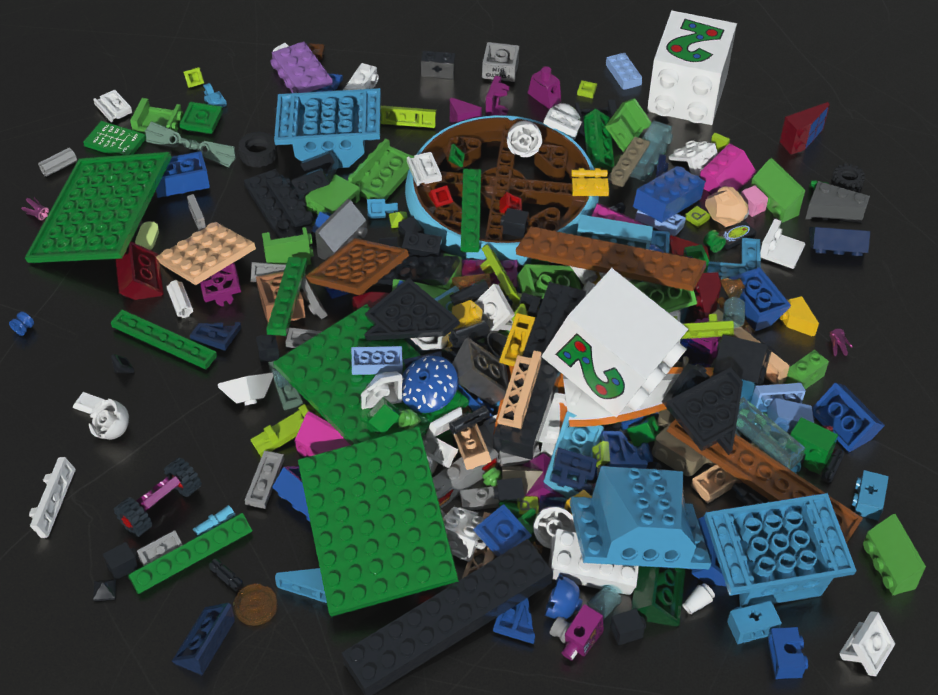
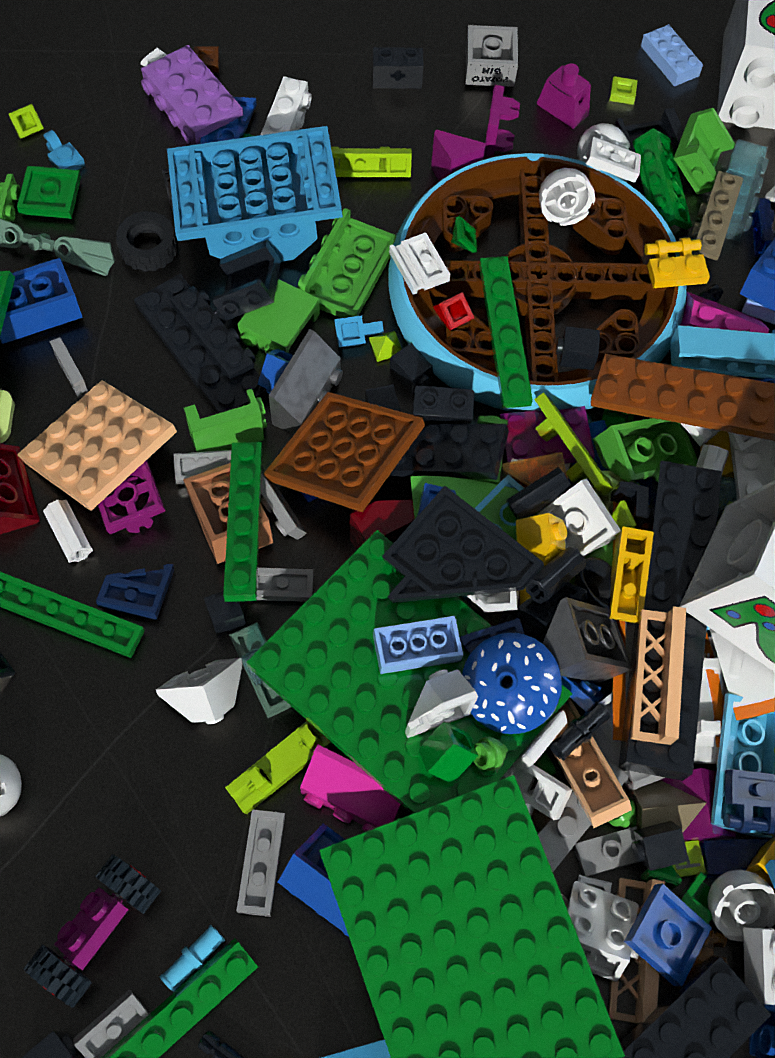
camera: 10 degrees left, 15 degrees up
(510, 201) = (561, 312): red slope -> none

